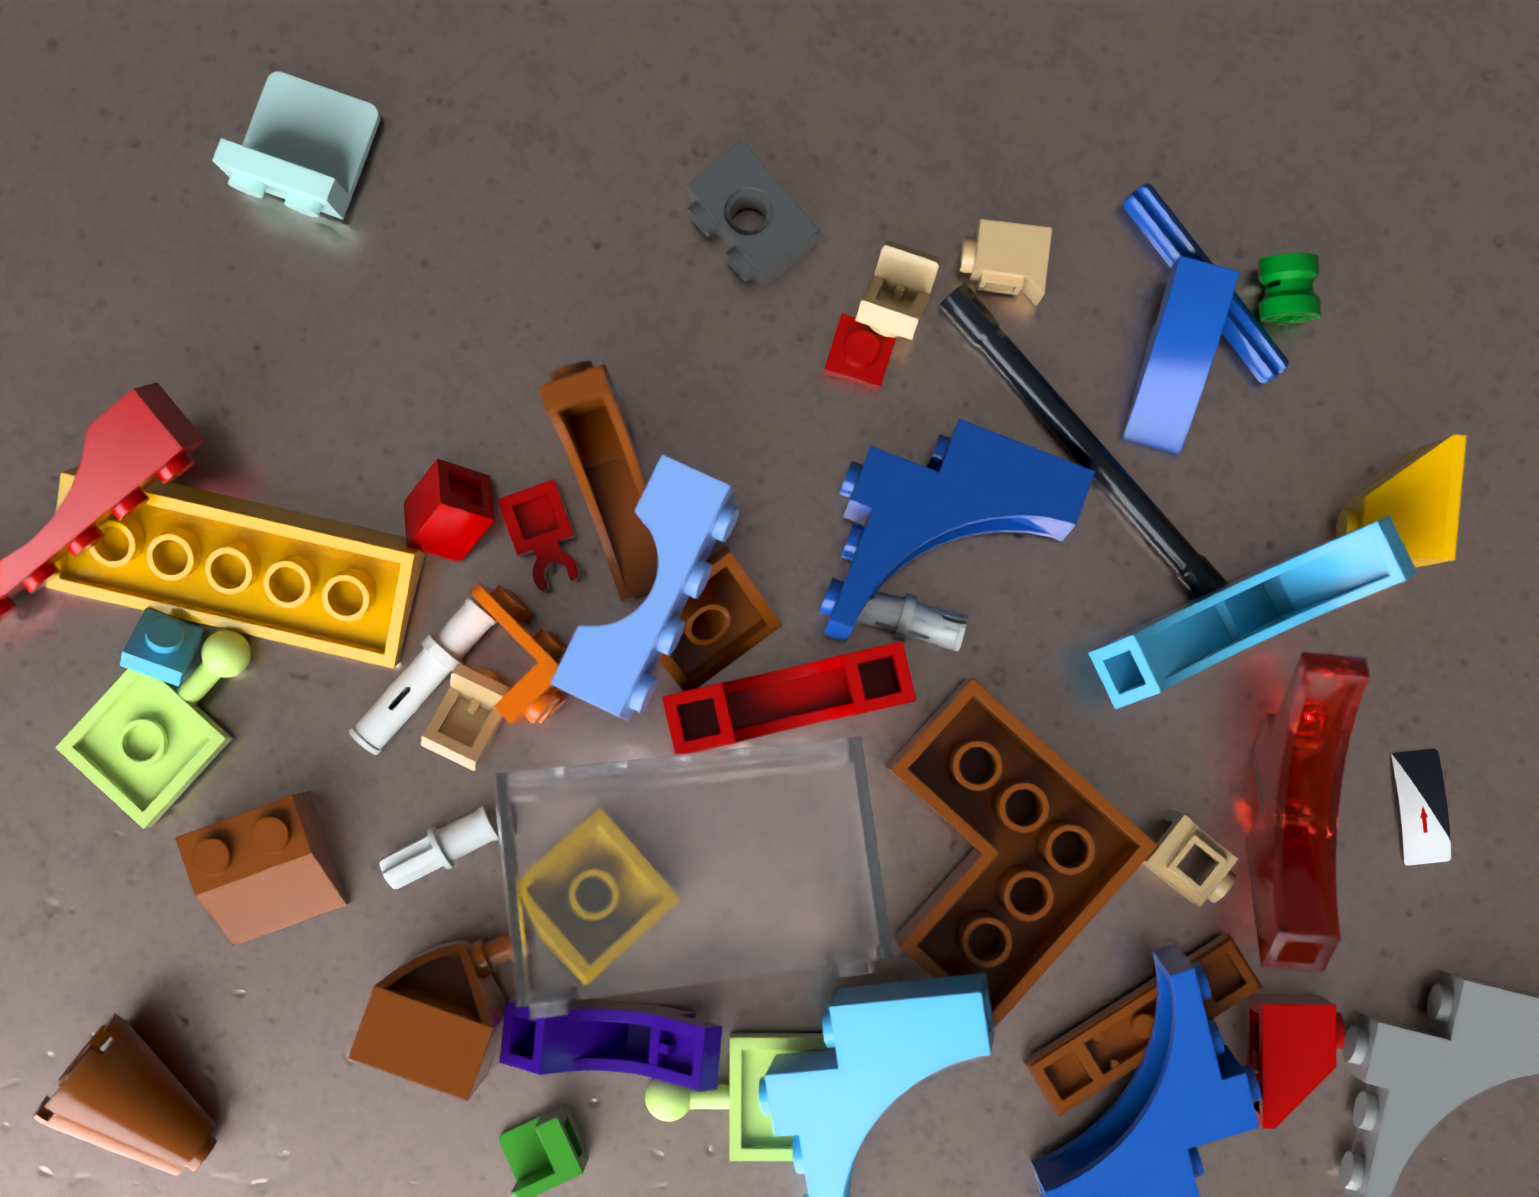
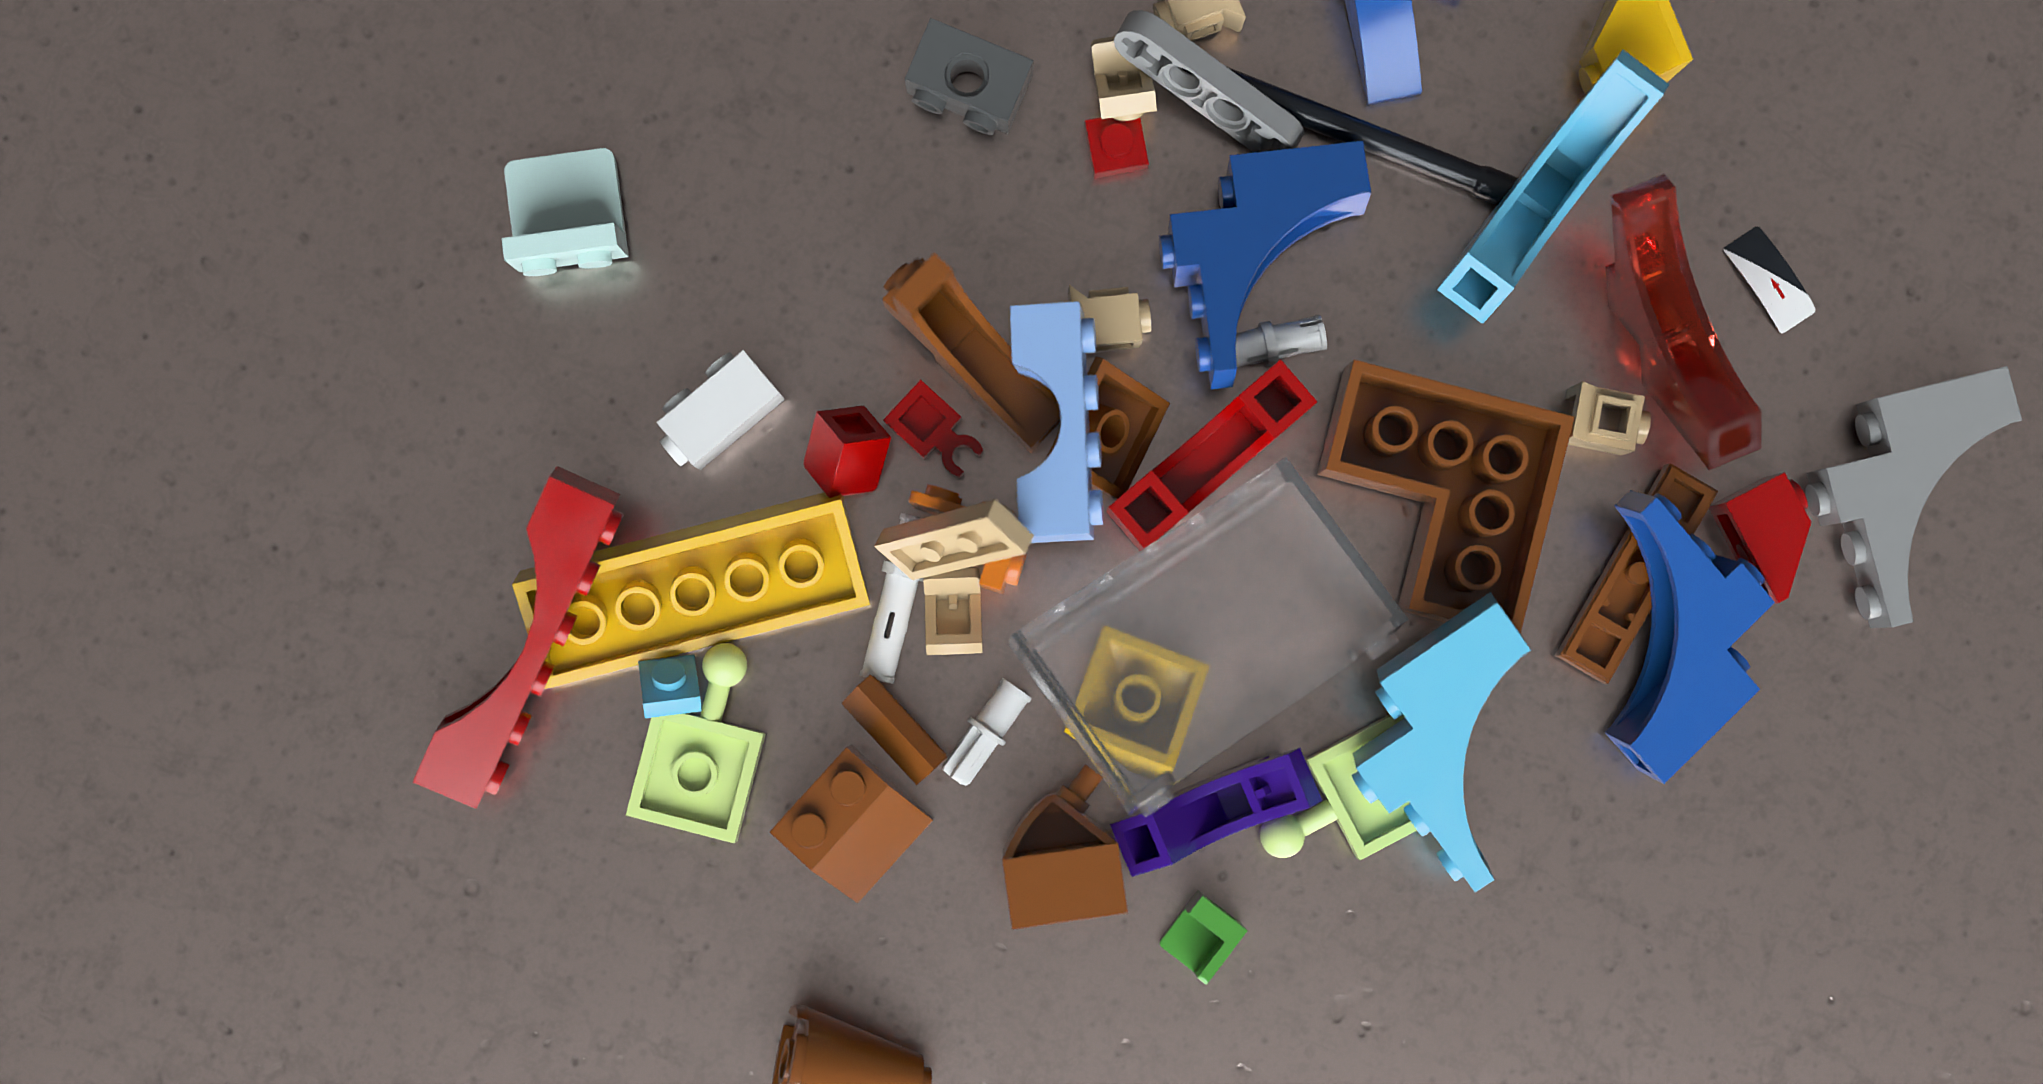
camera: 30 degrees left, 0 degrees up
(346, 409) = (718, 411): none -> white brick
(352, 799) = (894, 729): none -> dark orange tile
(493, 653) = (955, 540): none -> tan plate
(767, 515) = (1117, 316): none -> tan window
(972, 338) = (1162, 53): none -> light grey beam

